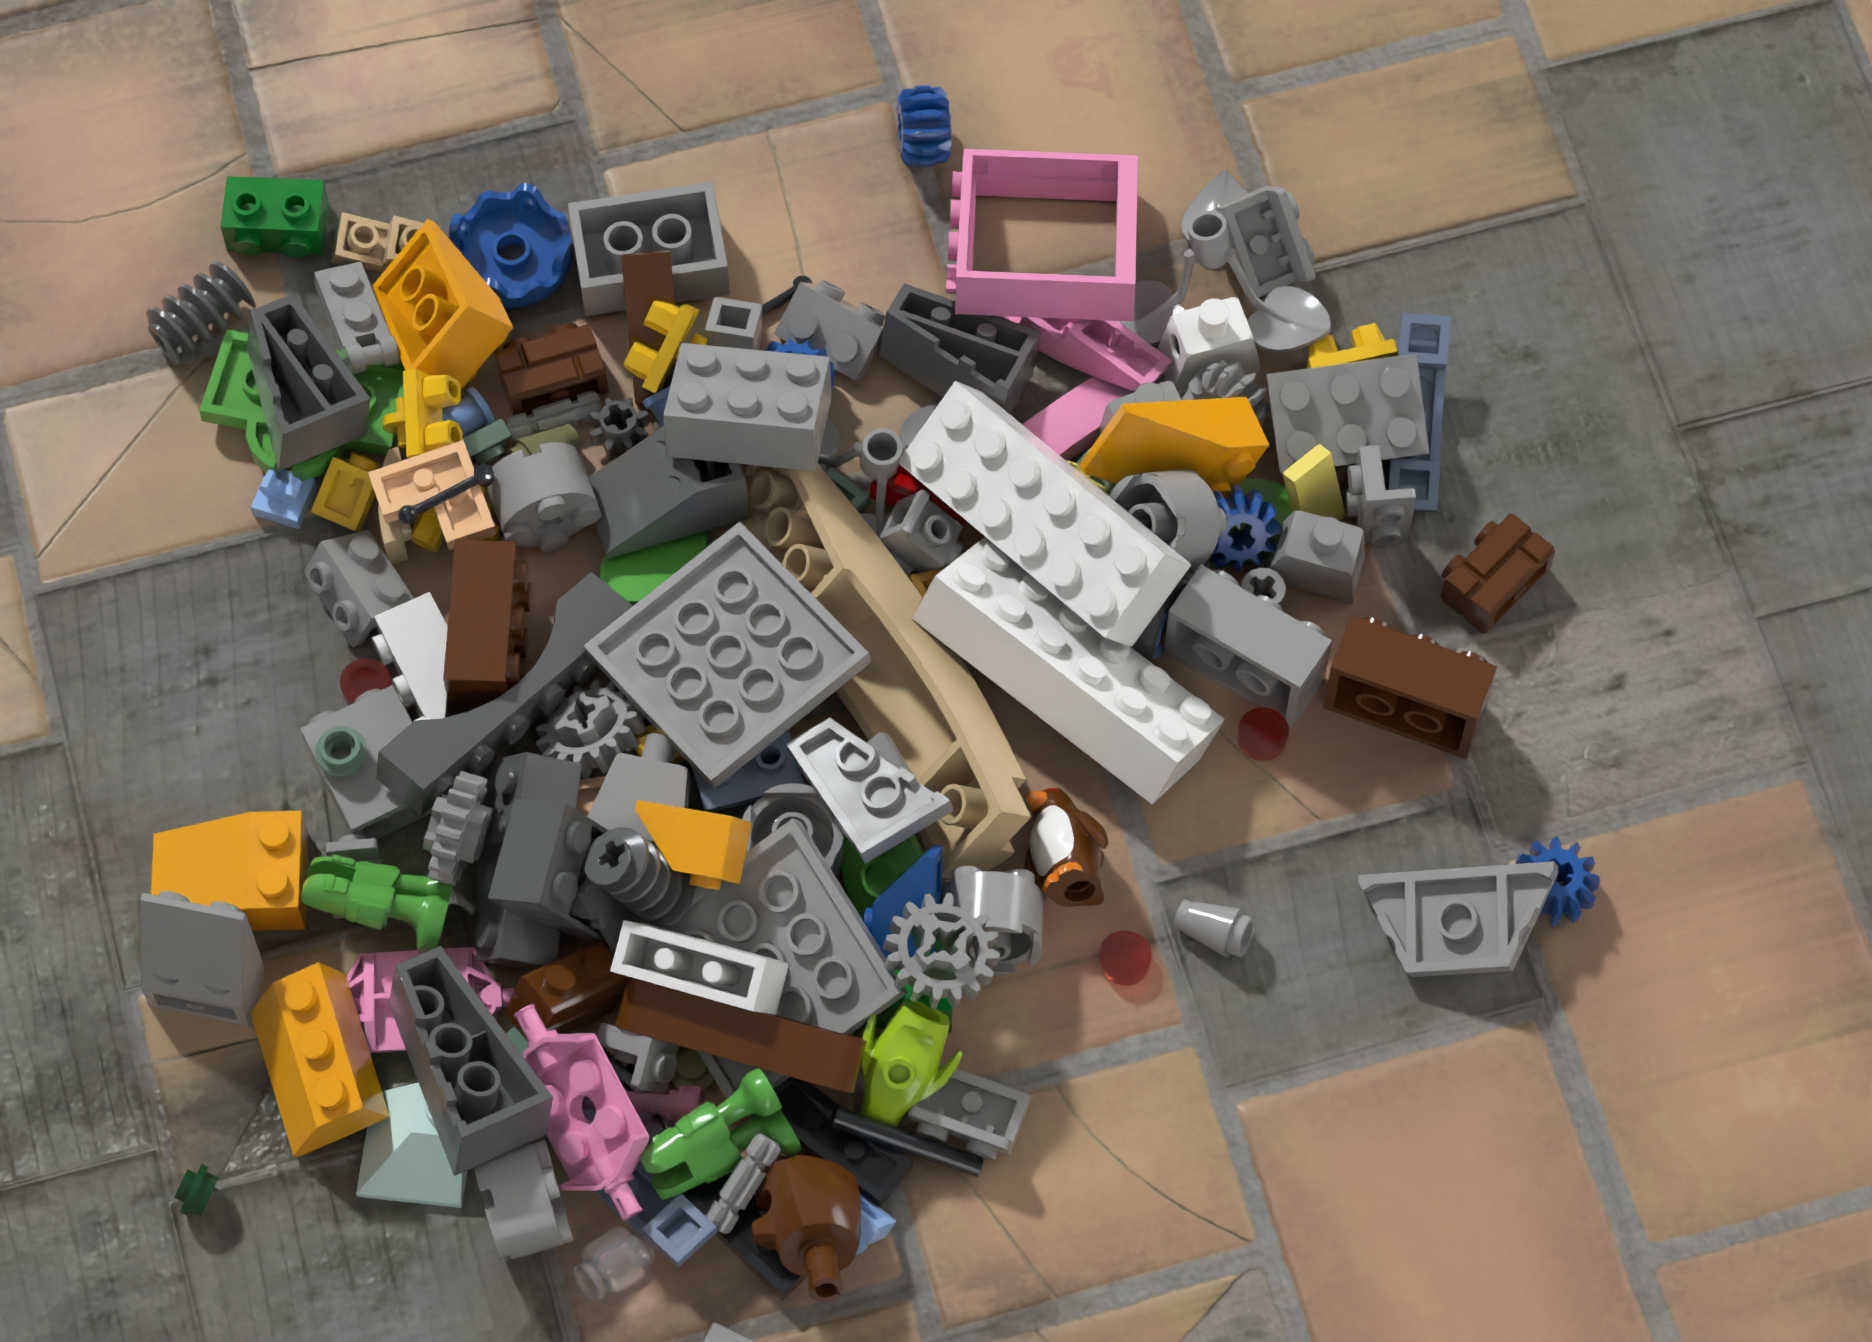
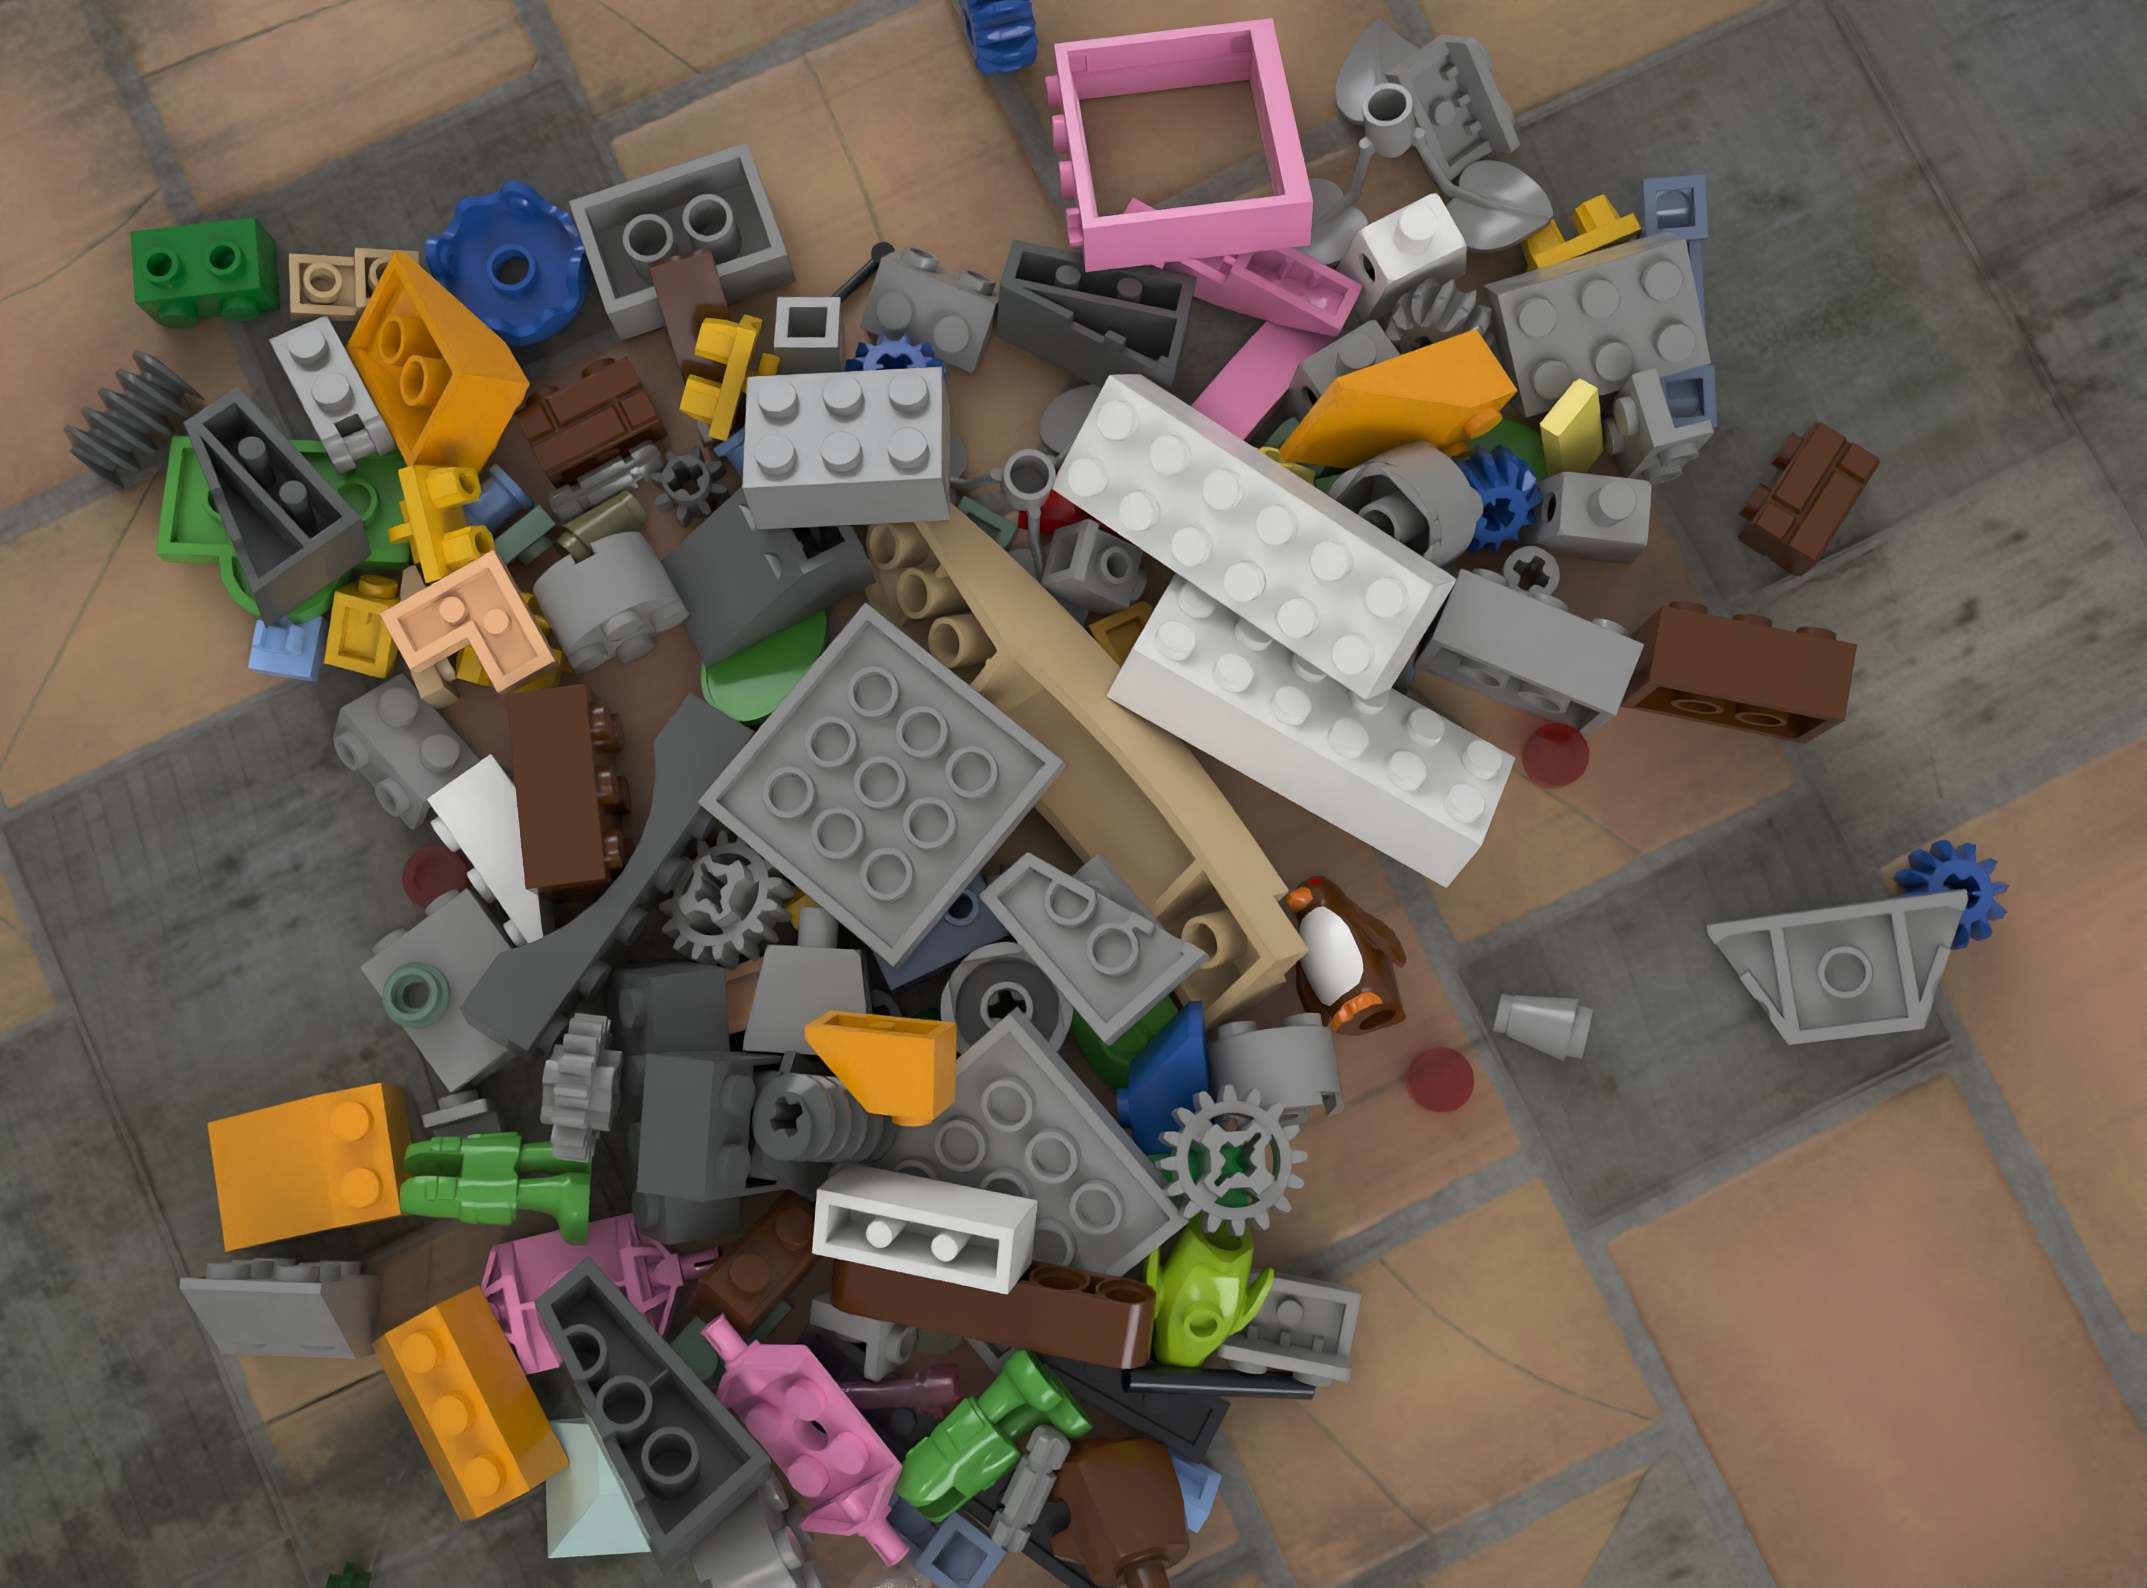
camera: 10 degrees left, 15 degrees up
(482, 476) = (526, 596): black hinge -> none

